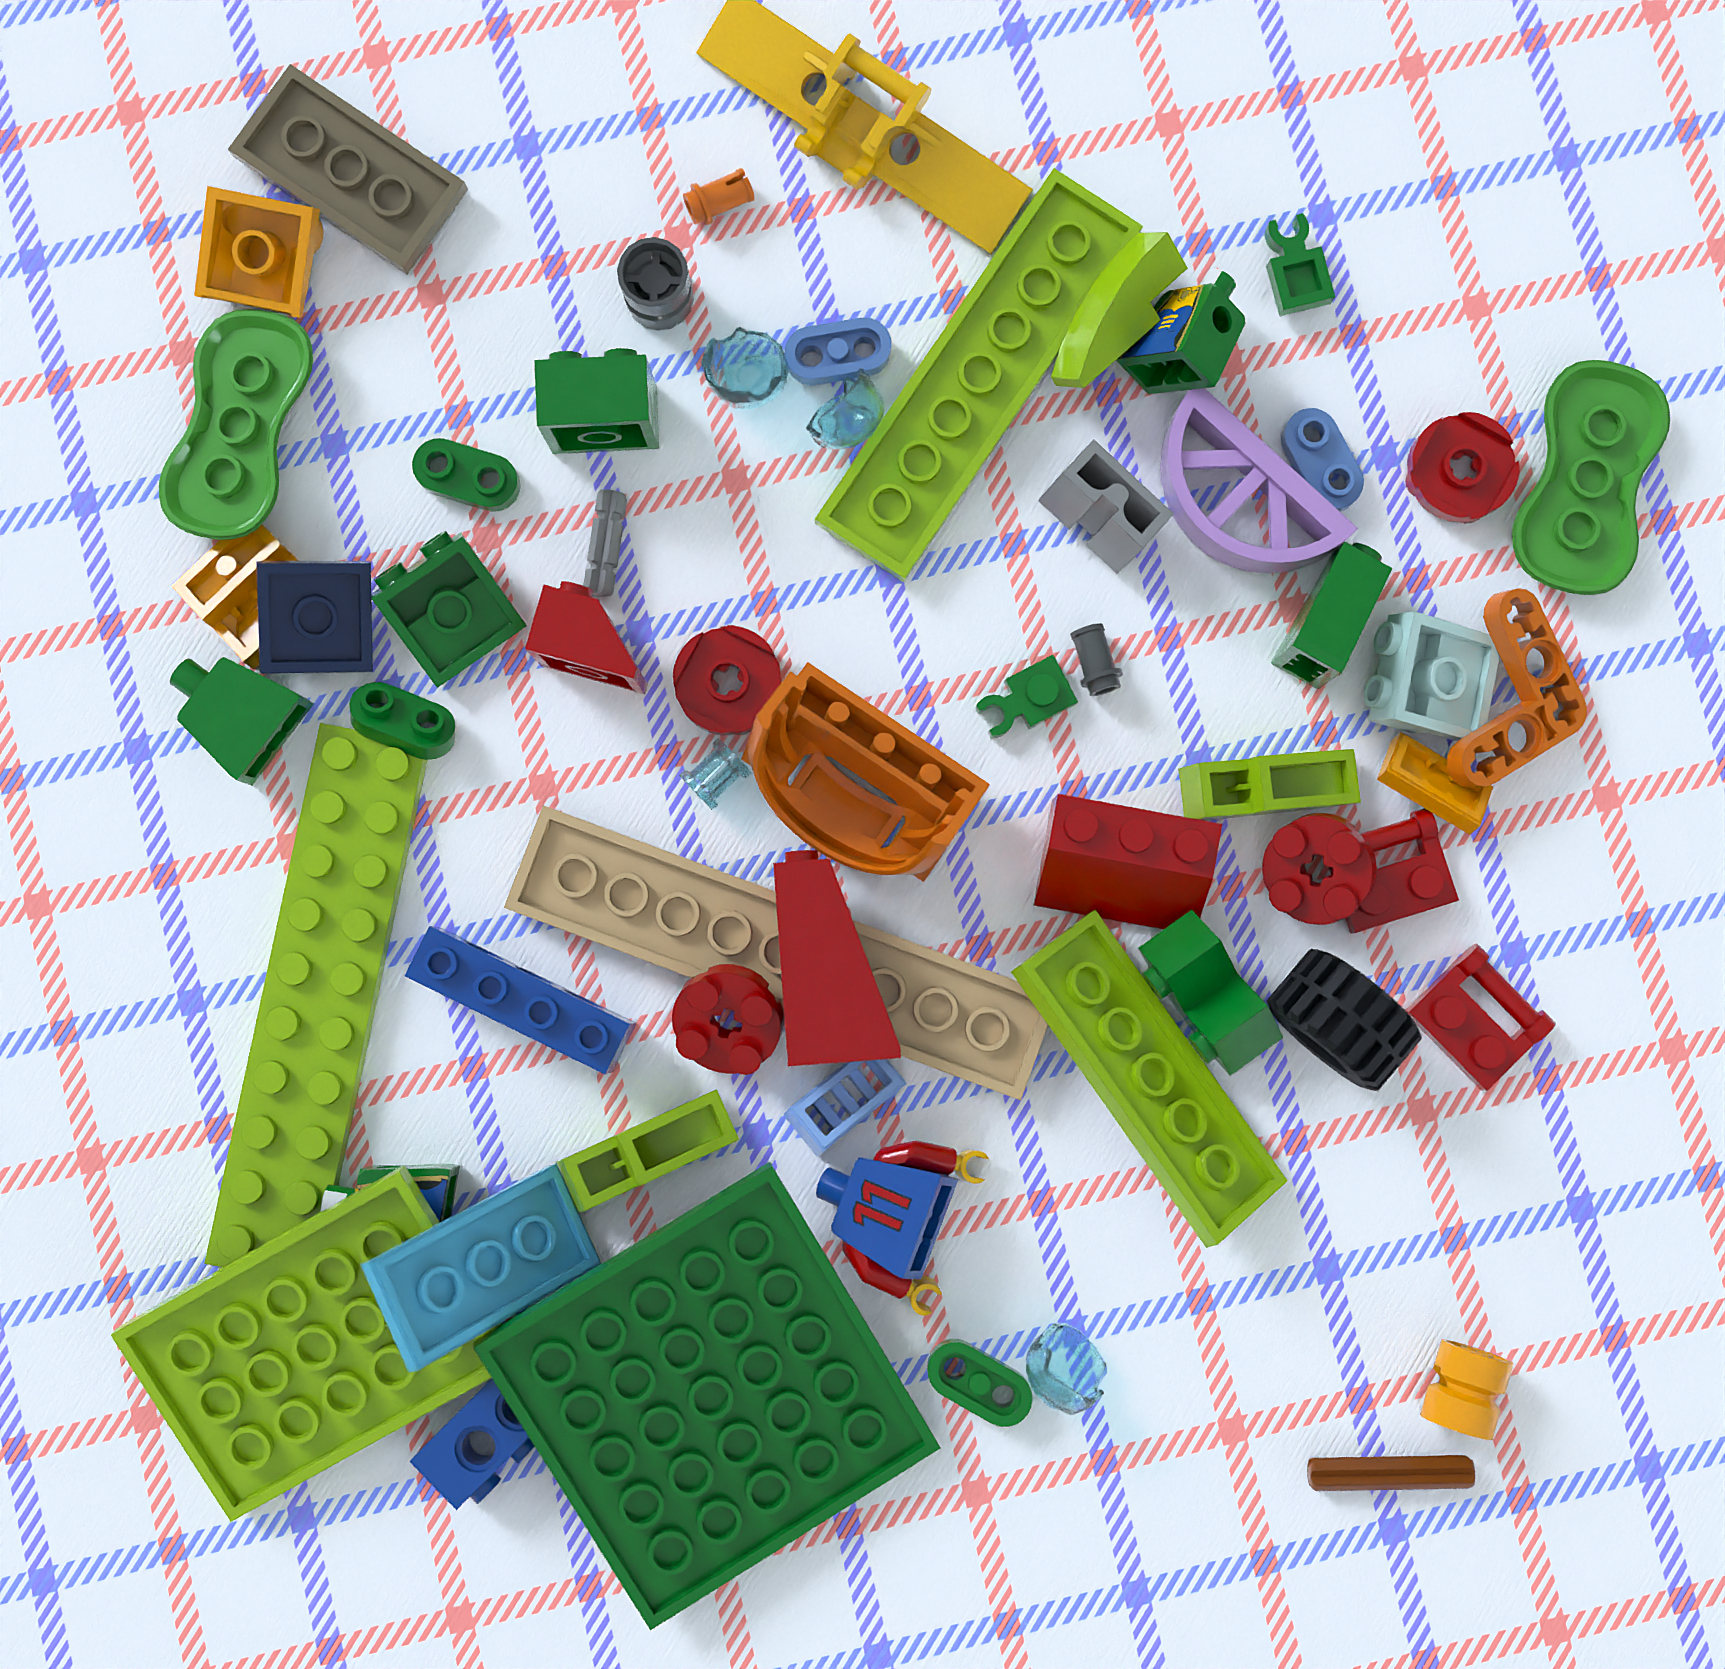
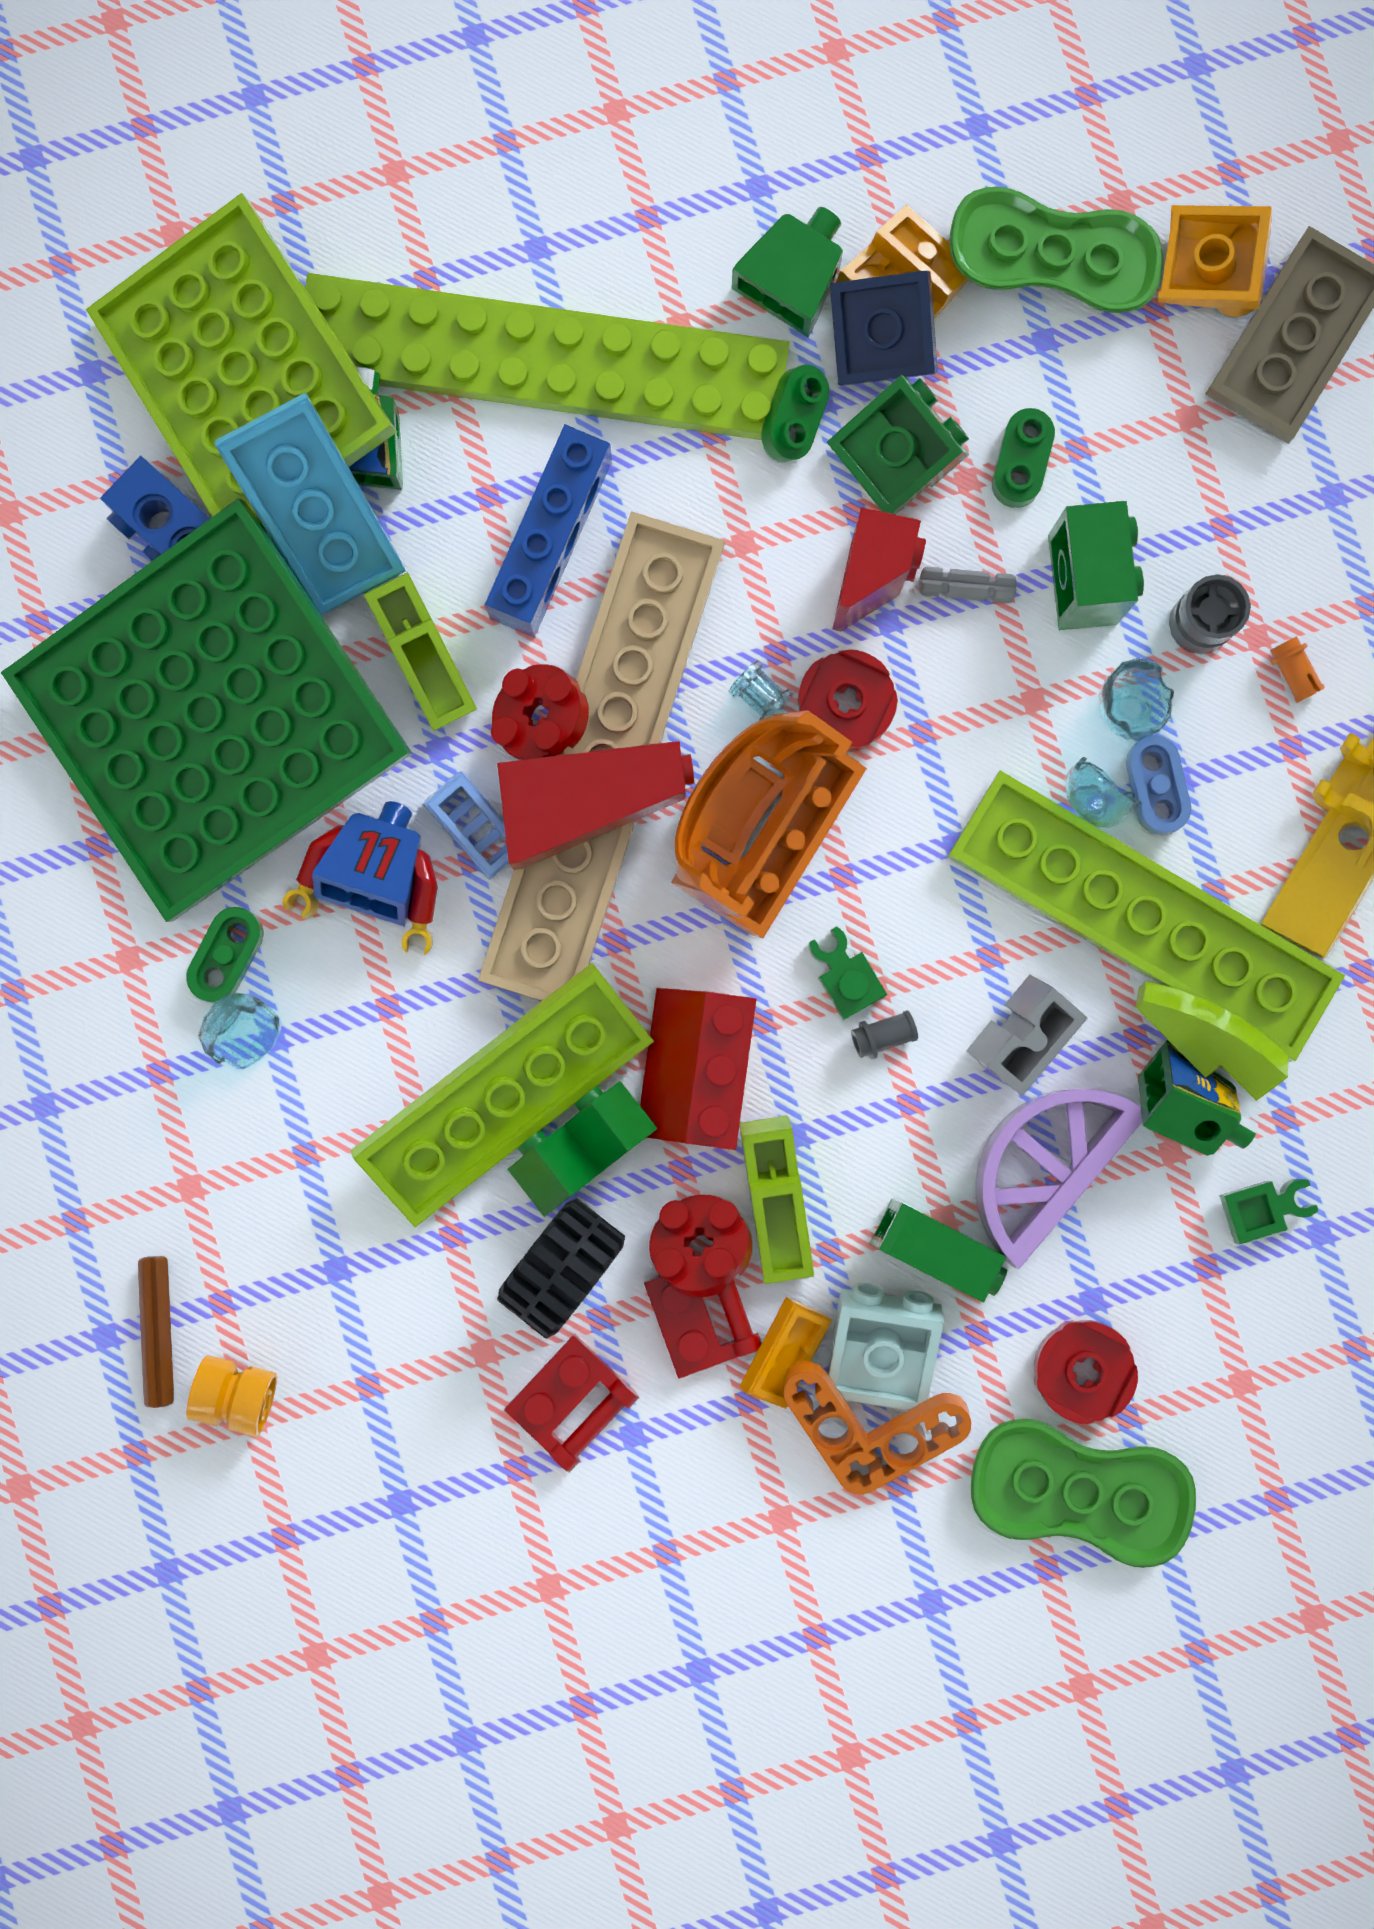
camera: 85 degrees right, 0 degrees up
(1320, 459) = (1085, 1238): medium blue plate -> none

